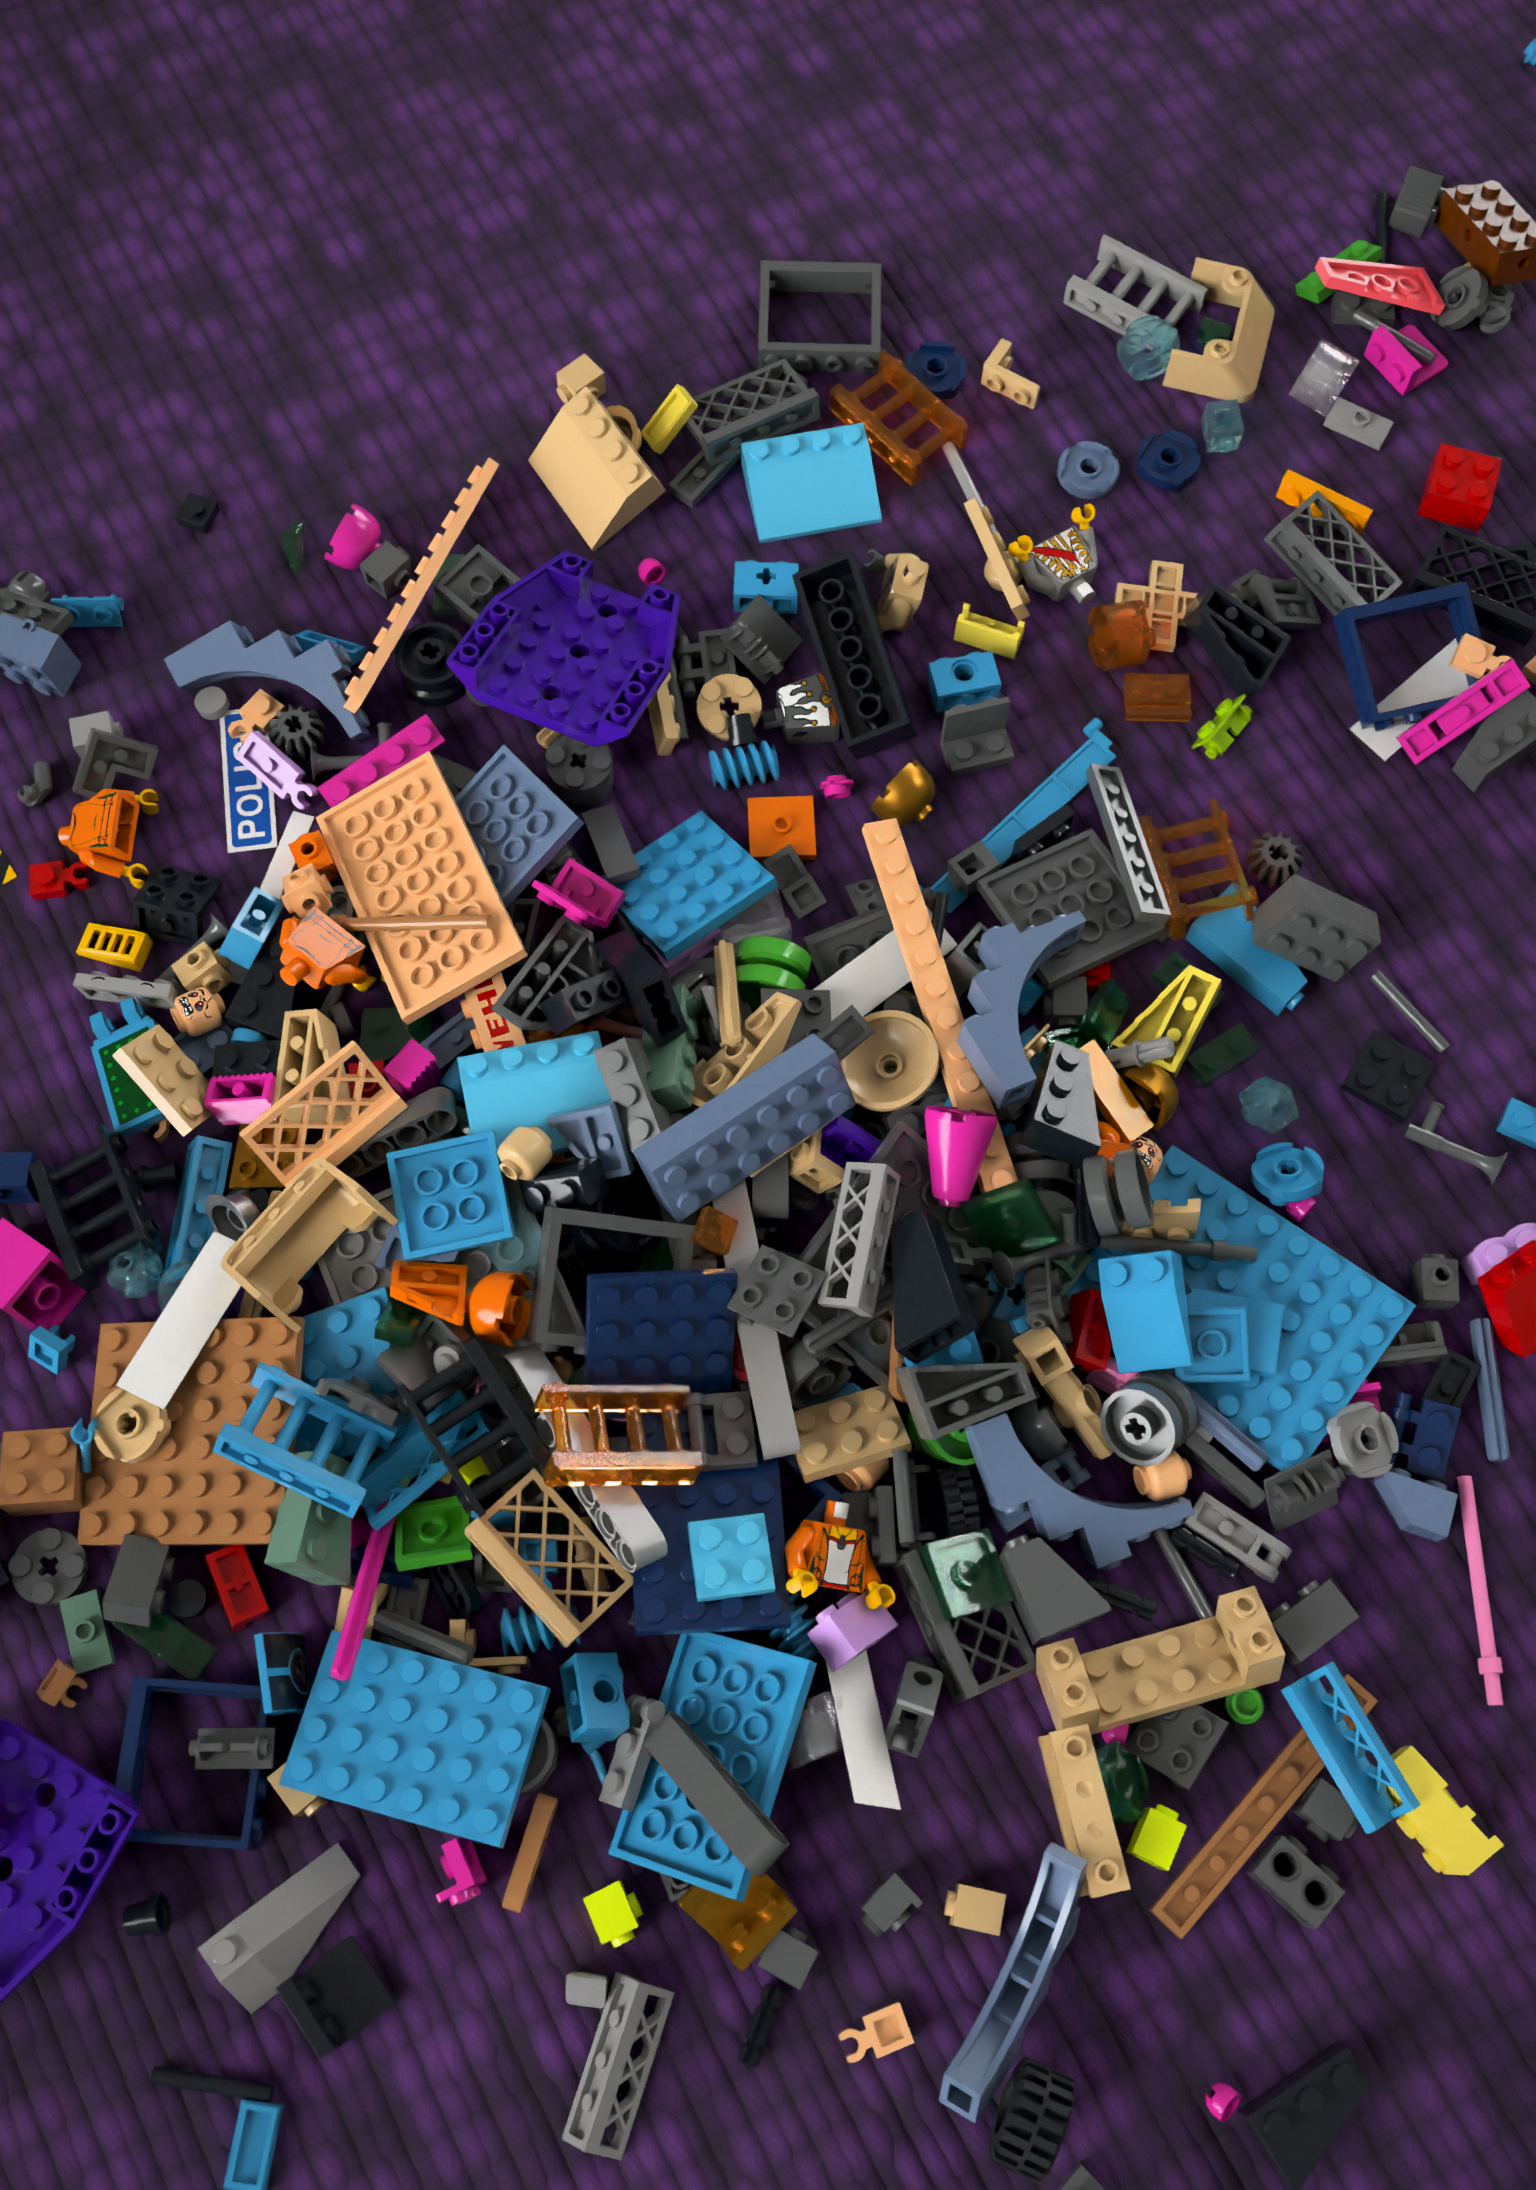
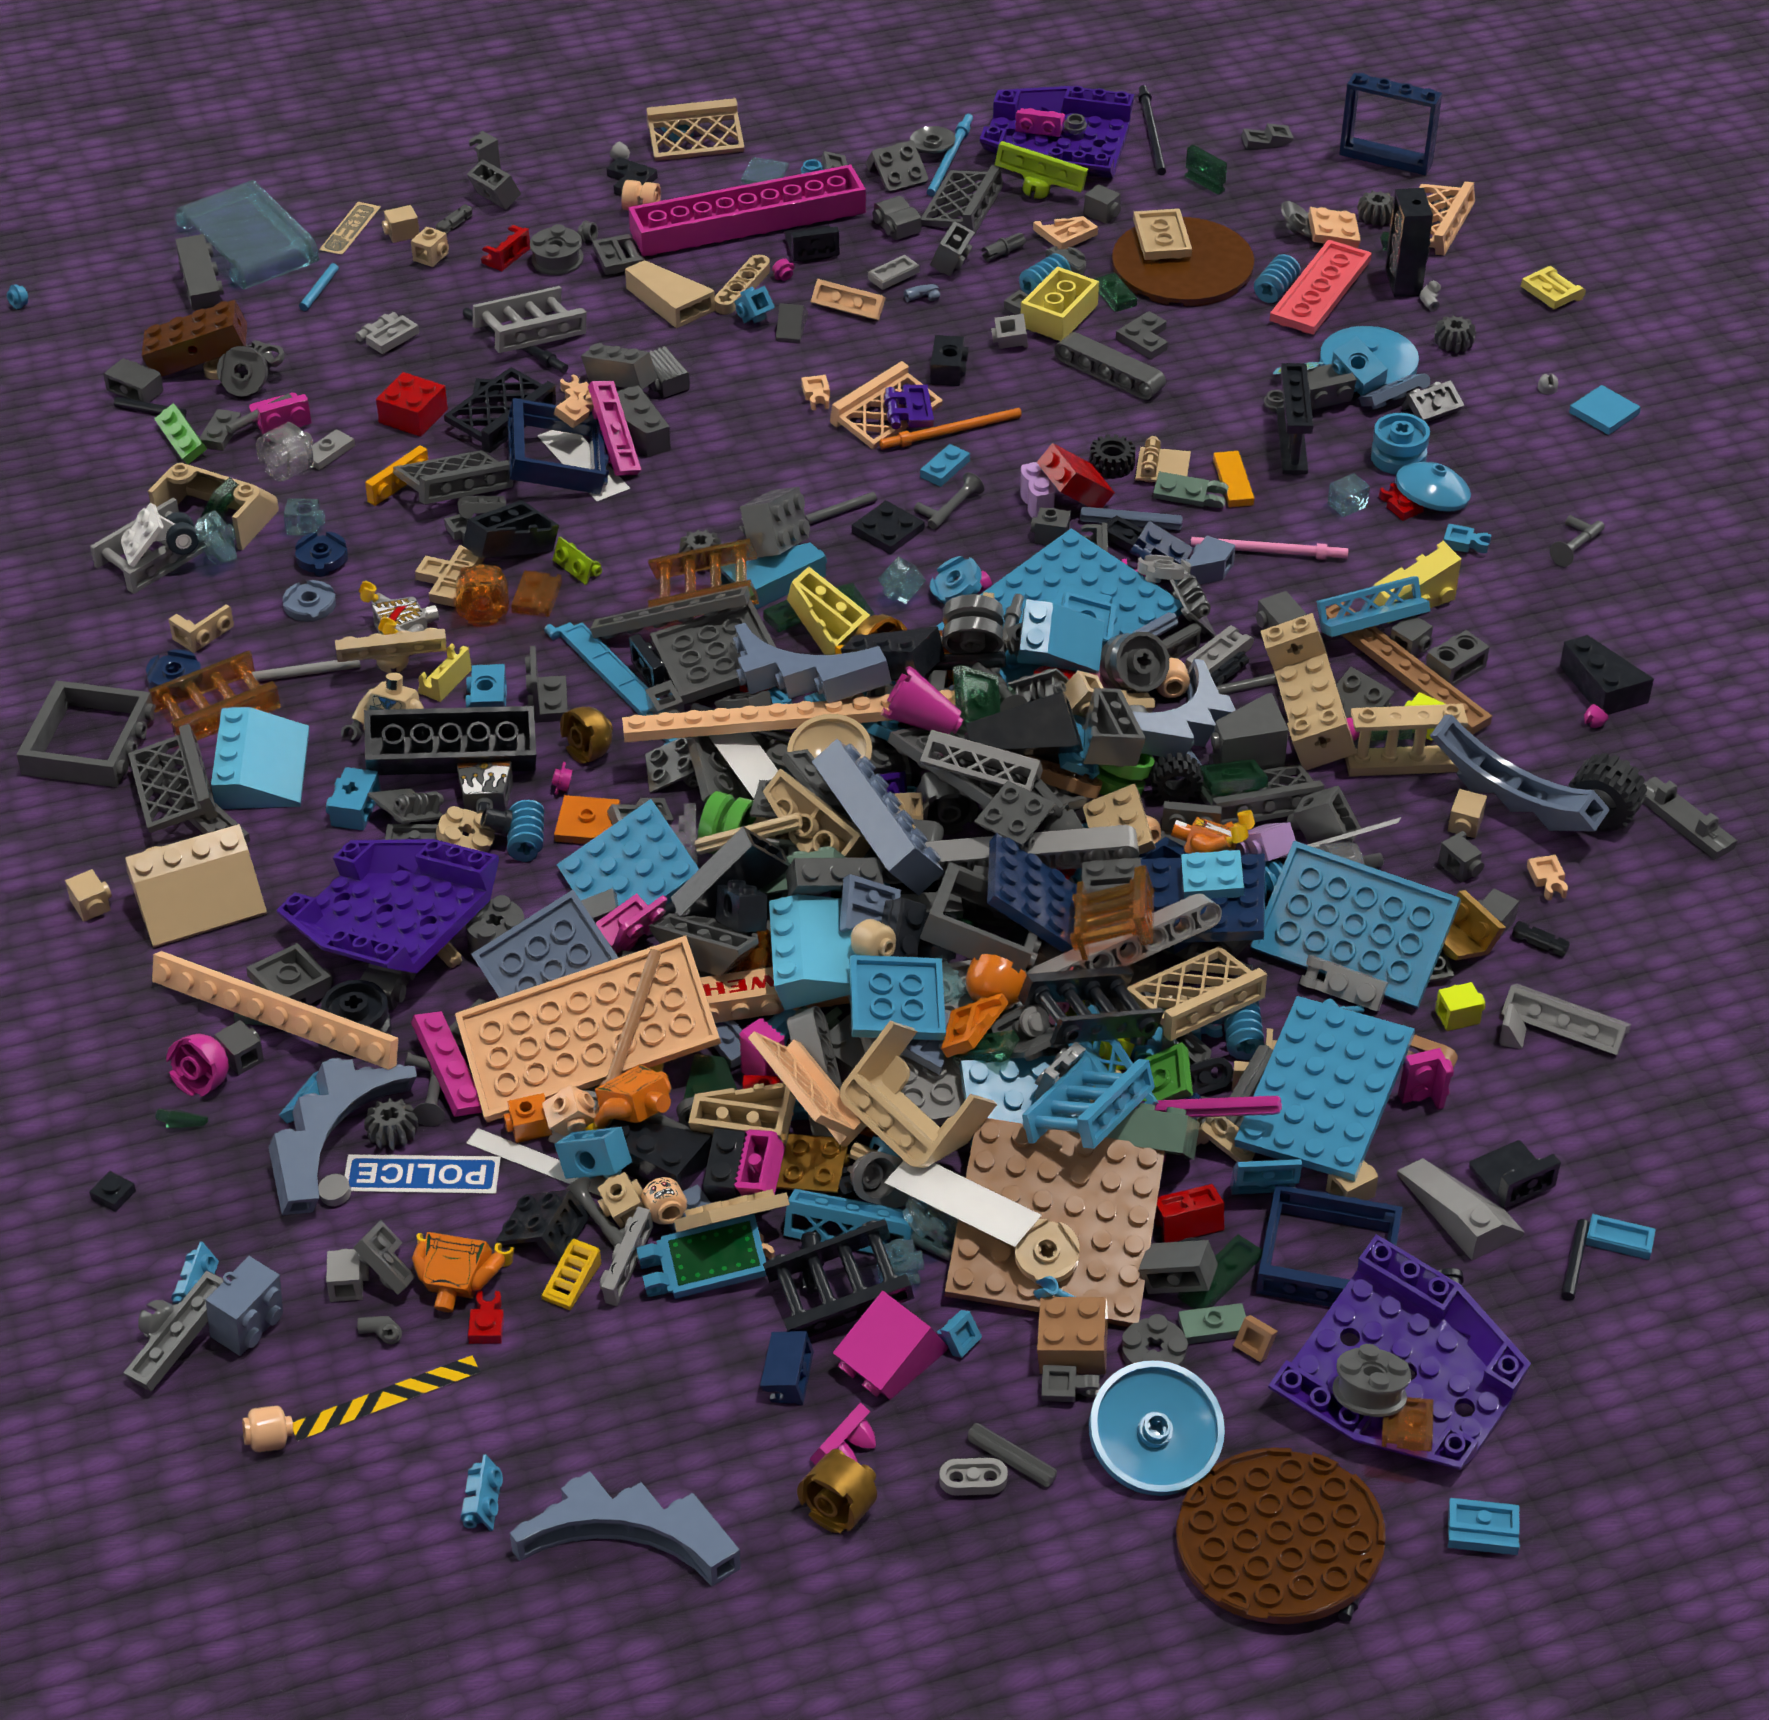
camera: 80 degrees left, 25 degrees down
(233, 1748) = (1324, 1201): dark grey hinge -> none
(245, 1035) = (698, 1169): dark azure tile -> none
(256, 715) = (360, 1154): light nougat plate -> none
(275, 769) = (425, 1141): plate -> none
(586, 1715) = (1308, 984): dark azure brick -> none
(651, 571) = (306, 872): dark pink hinge -> none
(669, 419) = (157, 826): light yellow tile -> none
(714, 1231) = (955, 854): clear orange tile -> none
(716, 1794) = (1382, 905): dark grey beam -> none
(908, 1501) = (1158, 790): dark grey piece -> none
(1105, 1013) = (801, 647): clear green plate -> none
(1134, 300) = (150, 527): none -> white plate
(1141, 1052) = (853, 619): light grey axle -> none
(1245, 1706) = (1339, 665): bright green plate -> none
(1384, 282) = (210, 405): coral wing -> none

